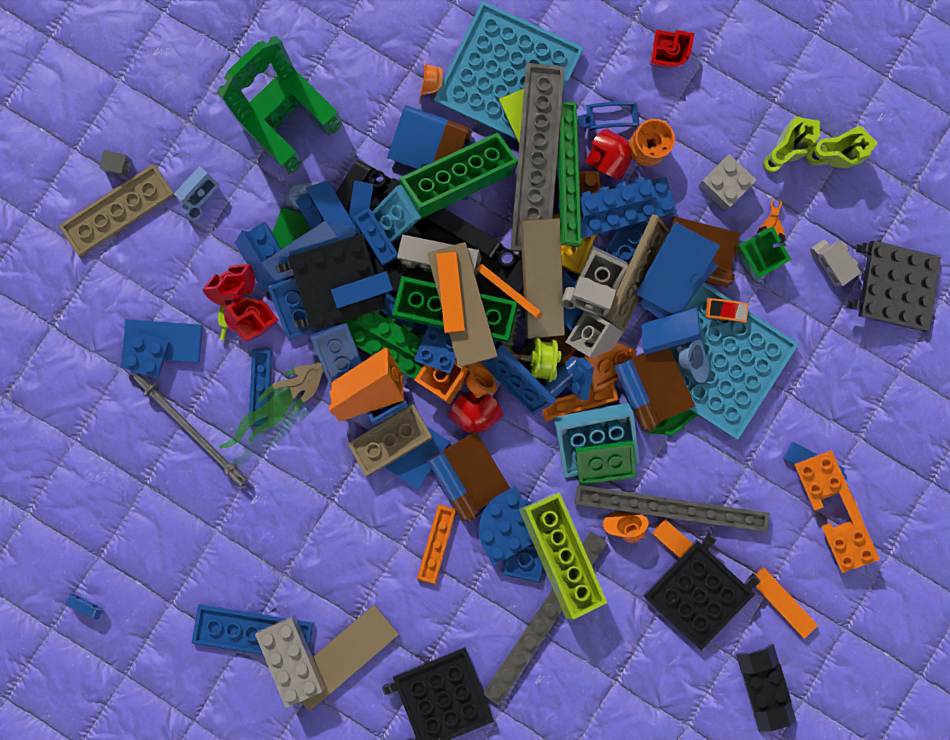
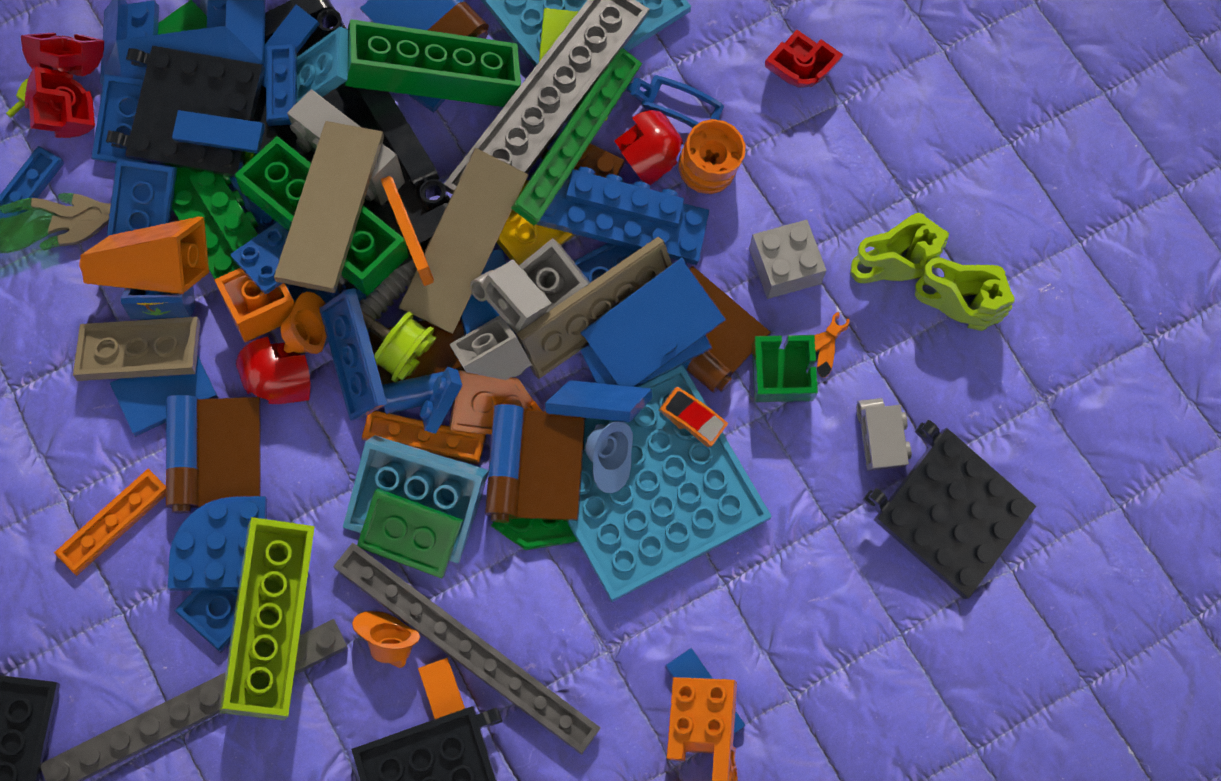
camera: 20 degrees right, 15 degrees down
(450, 292) = (322, 180): orange tile -> none

